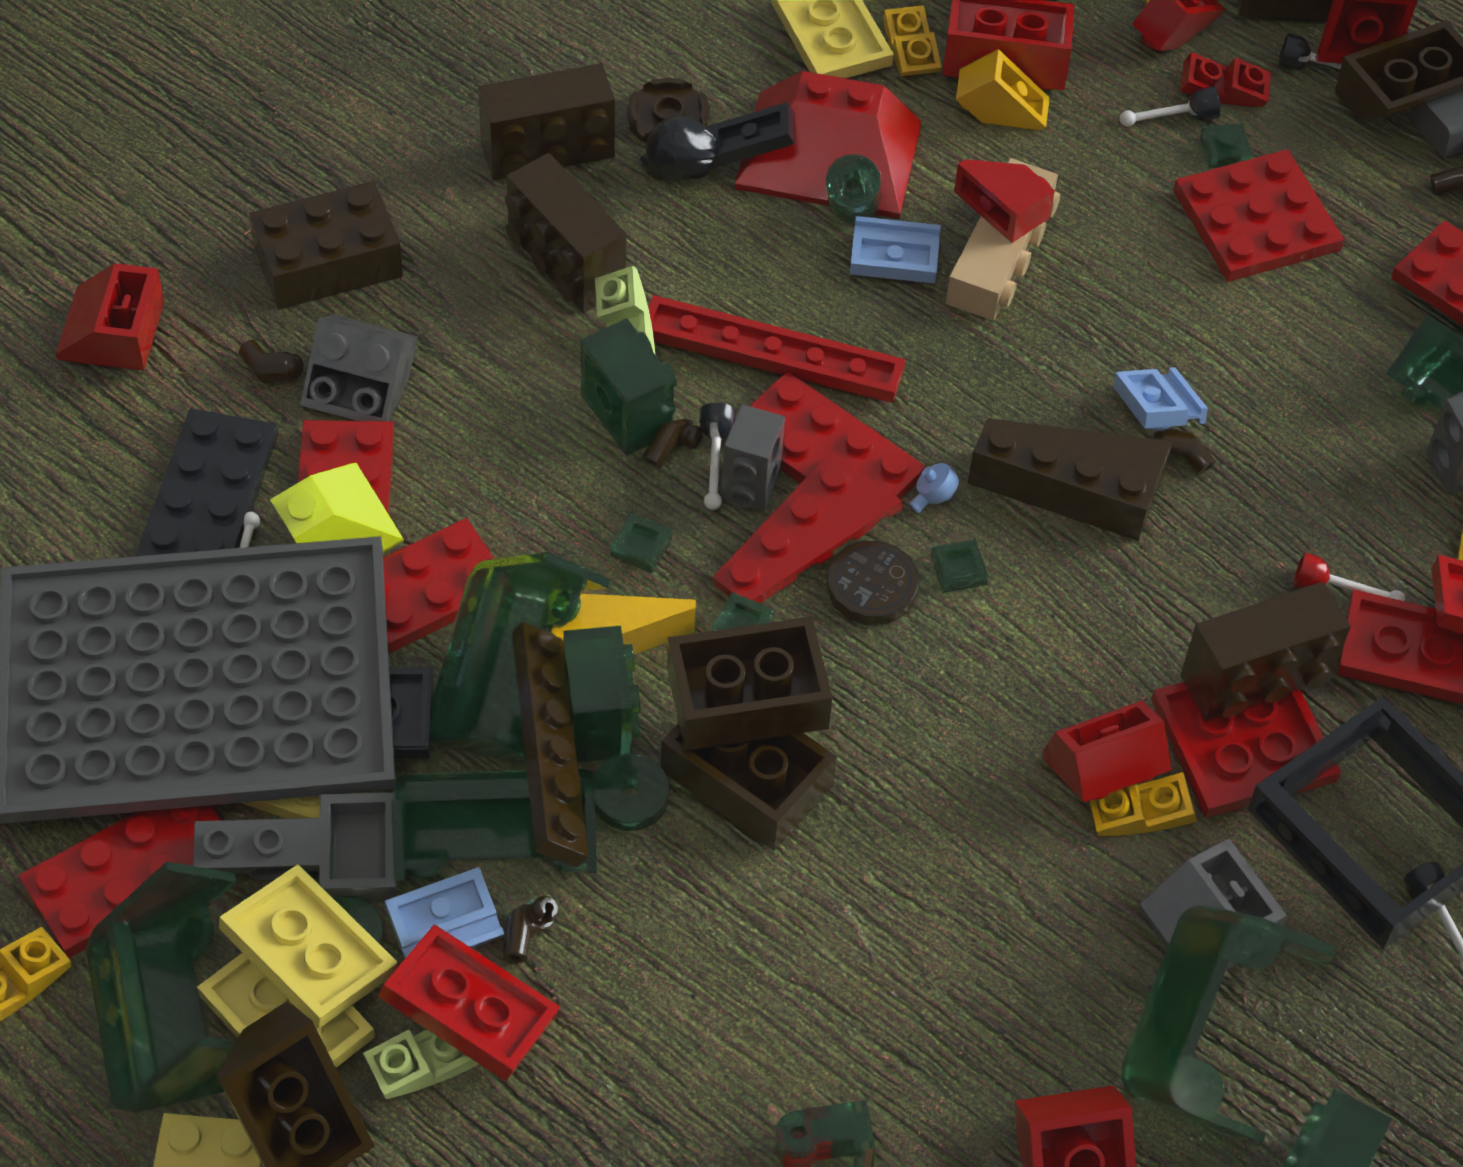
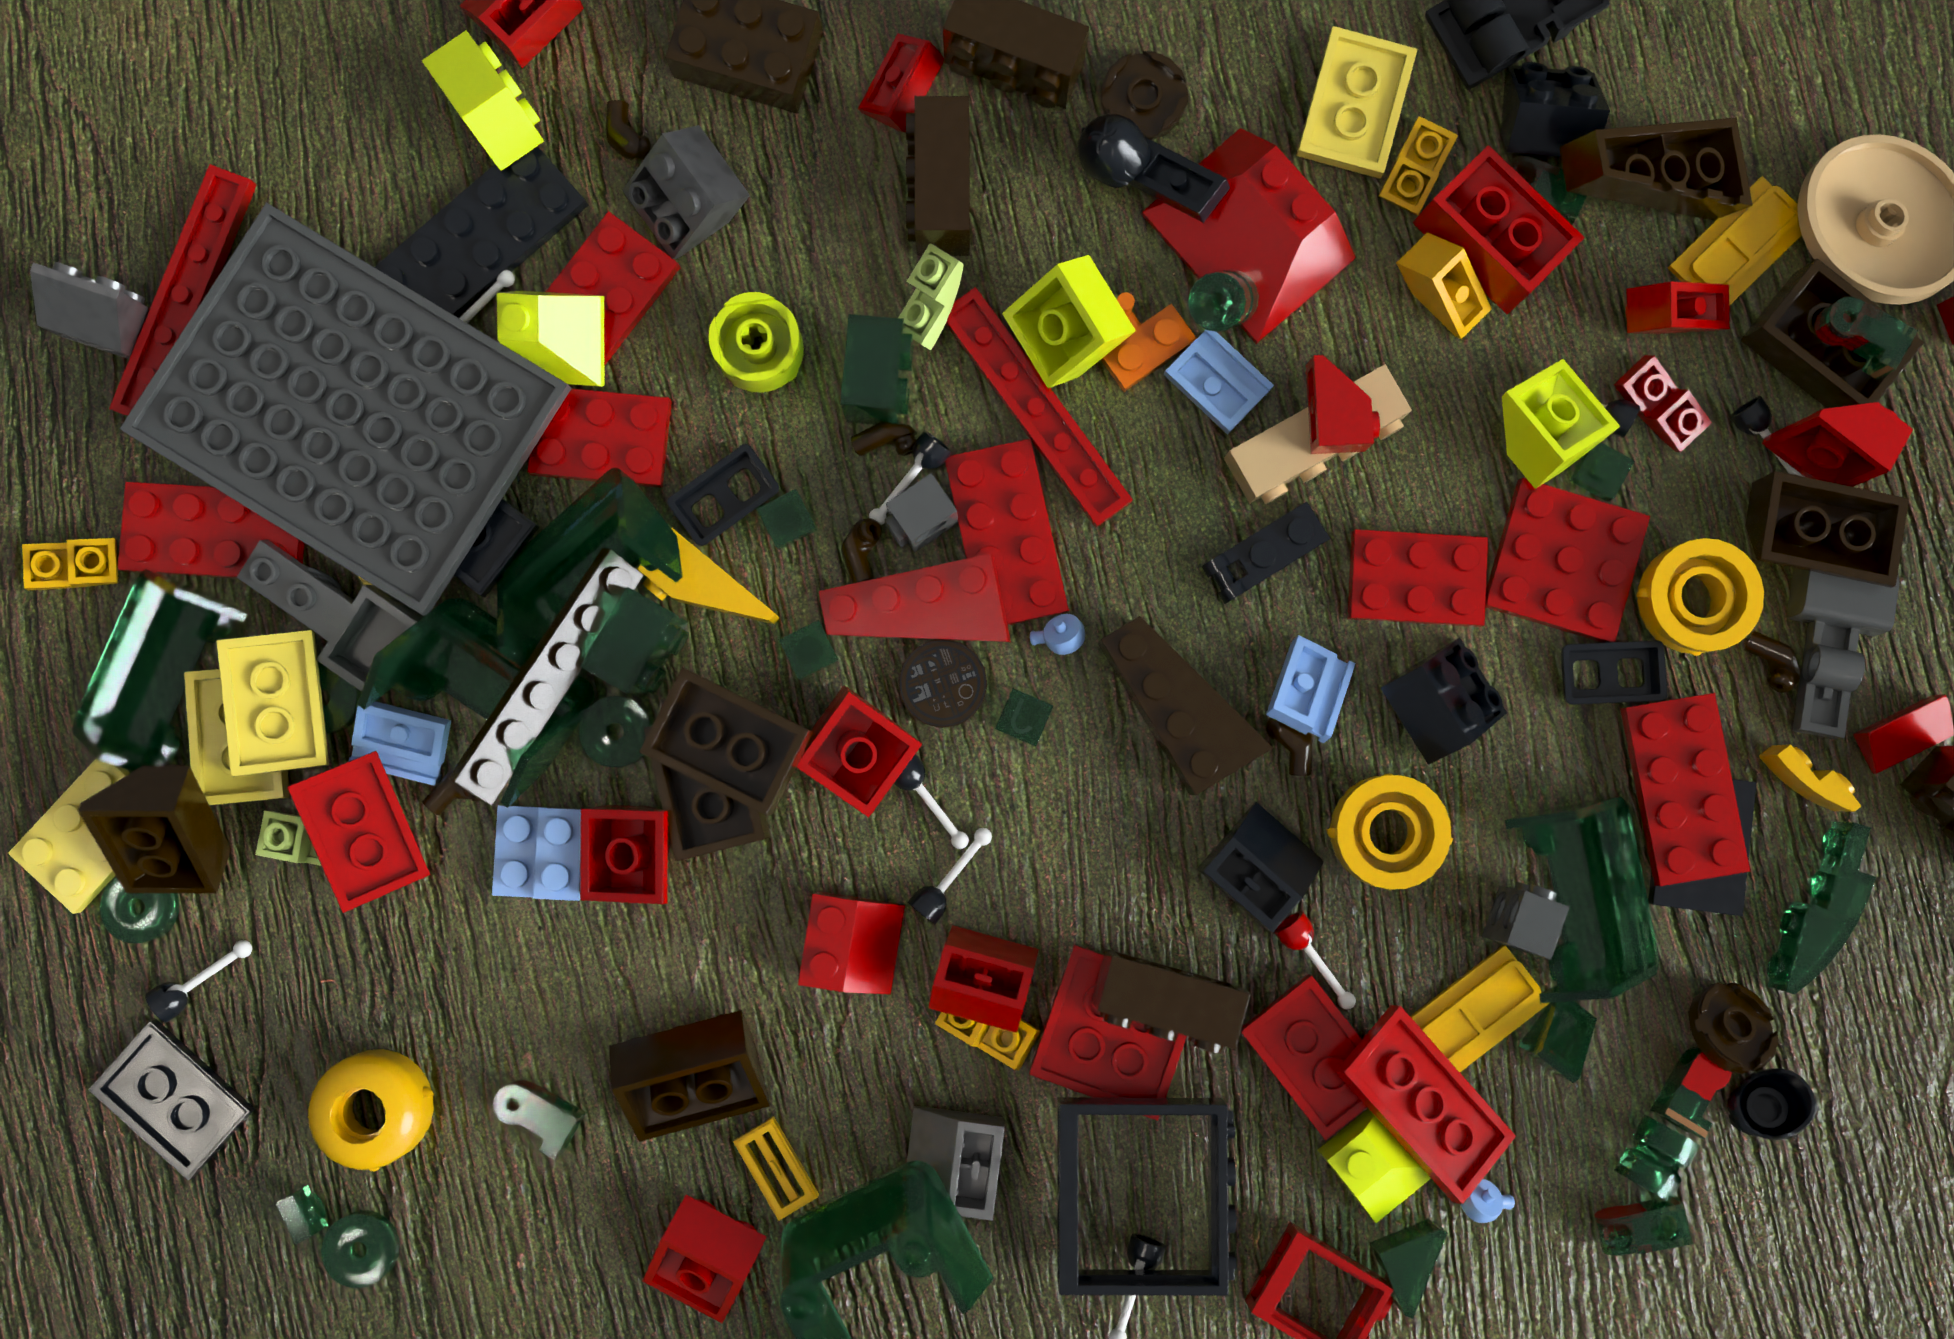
camera: 40 degrees right, 30 degrees up
(142, 386) = (485, 98): none -> neon yellow brick
(470, 207) = (904, 73): none -> red slope
(511, 429) = (734, 333): none -> neon yellow brick
(583, 525) = (715, 483): none -> black piece
(648, 923) = (537, 853): none -> light blue plate
(715, 527) = (858, 546): none -> dark brown arm
(731, 851) = (624, 854): none -> red slope
(750, 264) = (1068, 321): none -> neon yellow brick
(818, 263) = (1149, 346): none -> orange plate
(860, 656) = (857, 751): none -> red slope
(908, 660) = (912, 779): none -> hinge
(931, 1009) = (688, 1076): none -> dark brown slope
(969, 815) = (851, 944): none -> red slope
(1009, 742) = (931, 900): none -> hinge
(1038, 339) = (1267, 551): none -> black plate
(1061, 1056) = (796, 1201): none -> yellow tile
(1164, 131) = (1552, 422): none -> neon yellow slope
(1164, 289) = (1417, 578): none -> red plate
(1243, 547) = (1262, 867): none -> black slope
(1263, 347) = (1444, 701): none -> black slope
(1314, 425) = (1426, 838): none -> yellow piece
(1346, 253) = (1606, 657): none -> black piece
(1372, 168) = (1733, 589): none -> yellow piece

